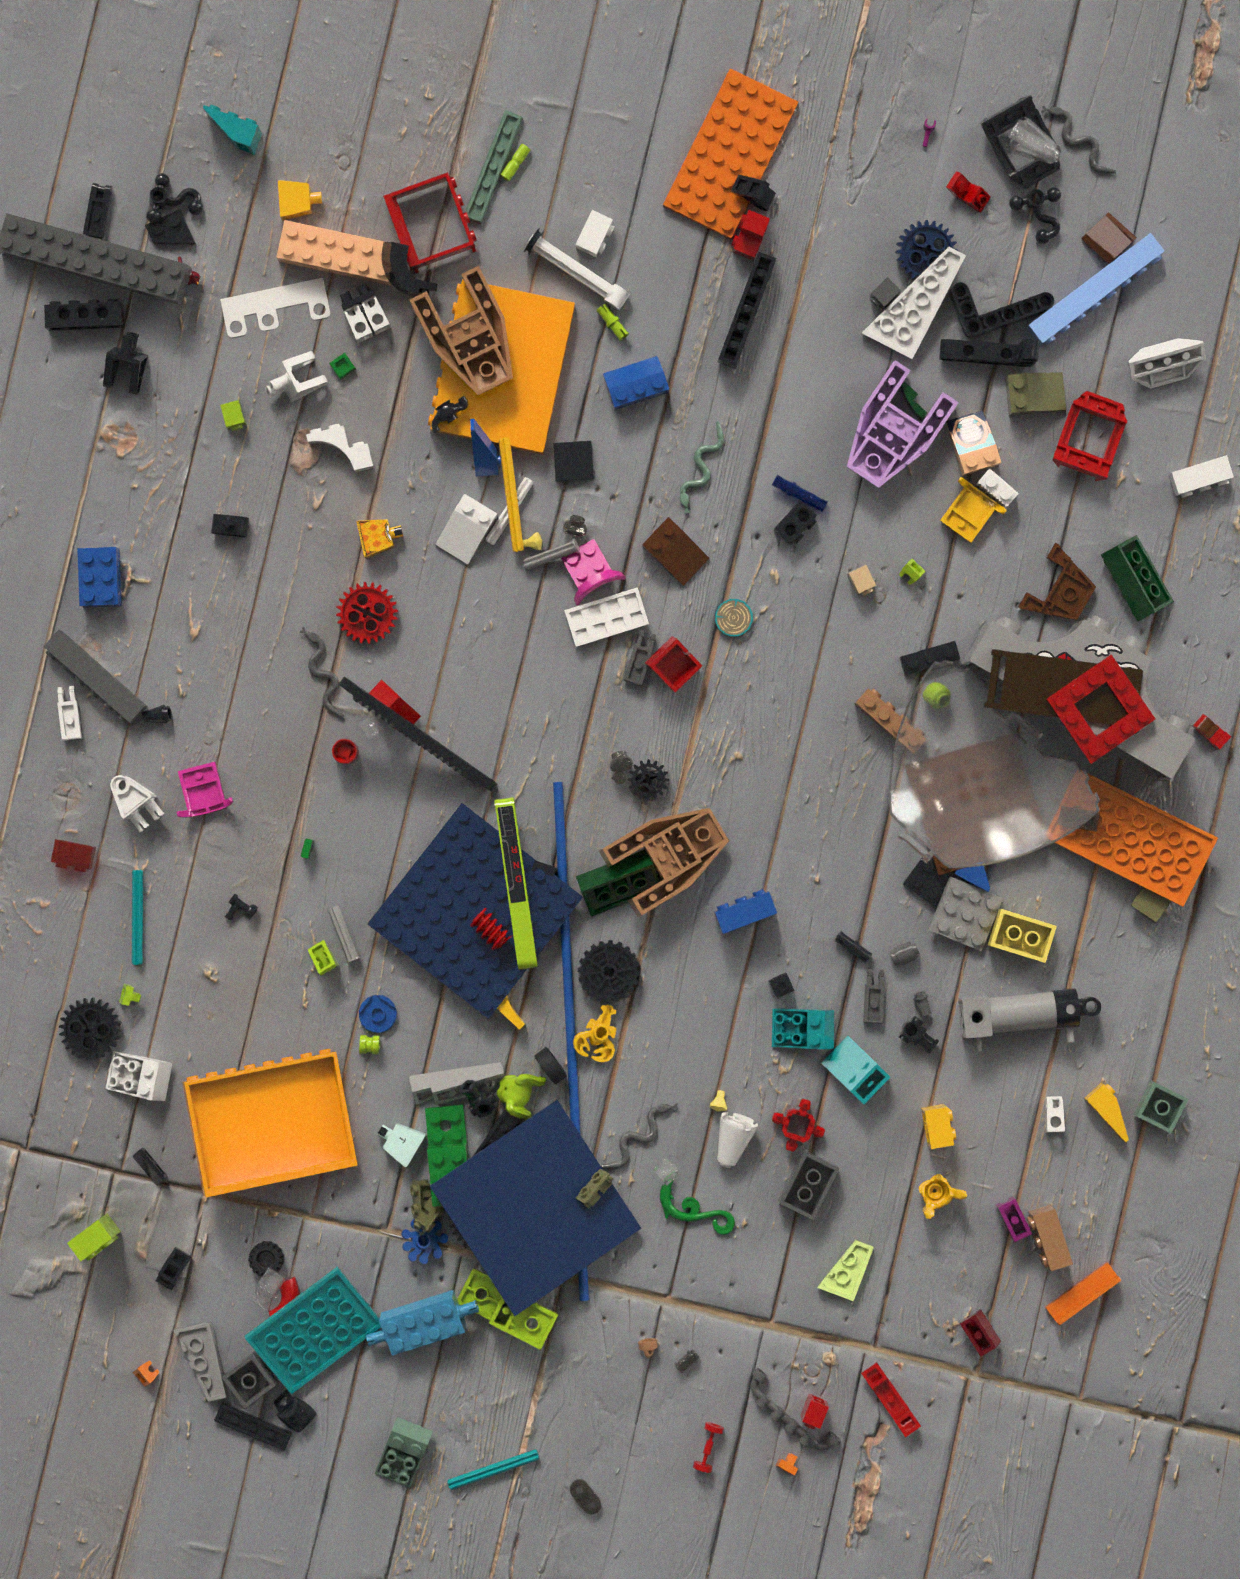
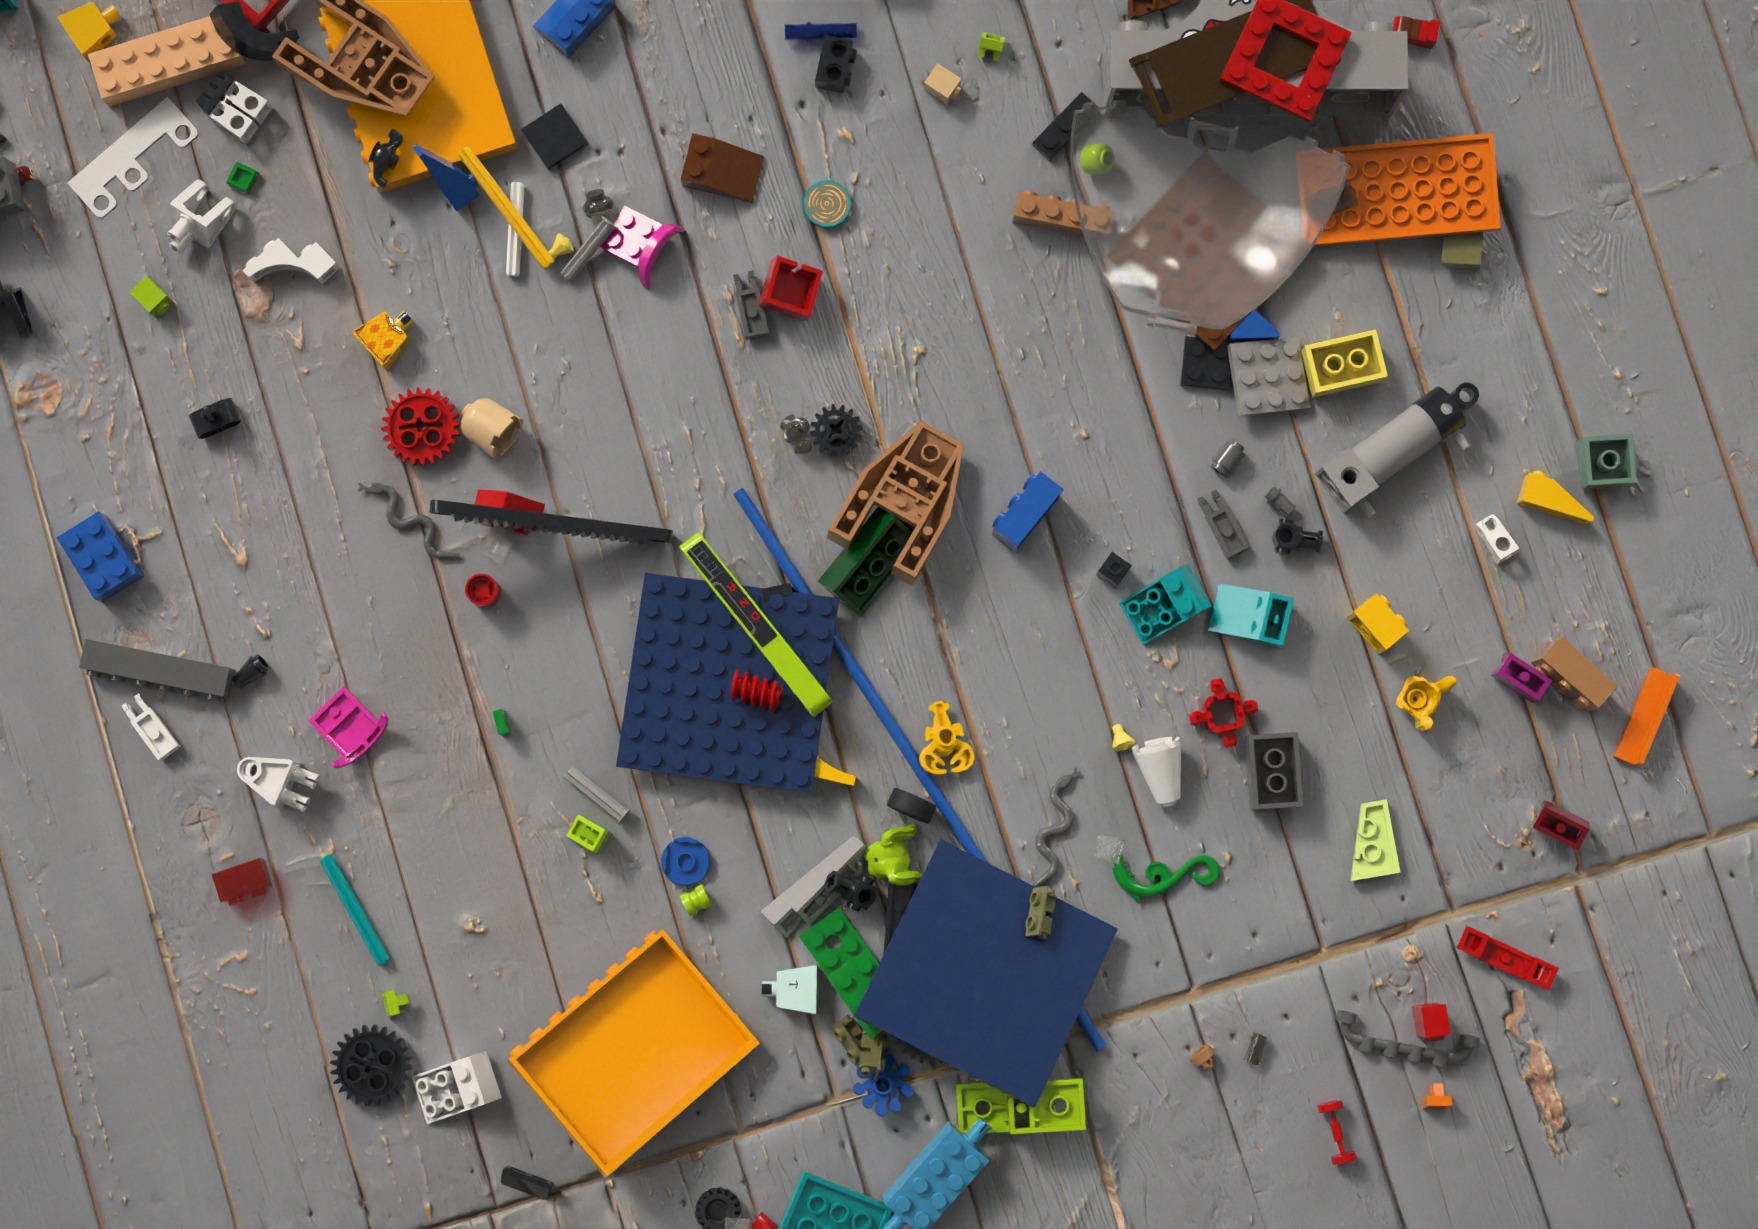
camera: 30 degrees left, 5 degrees down
(238, 903) = (457, 829): black piece -> none
(414, 640) = (490, 426): none -> tan cylinder
(466, 529) = (479, 273): white slope -> none
(606, 617) = (688, 282): white plate -> none
(608, 986) = (908, 647): black piece -> none
(684, 499) = (698, 107): sand green animal -> none
(853, 947) = (1167, 483): black pin -> none

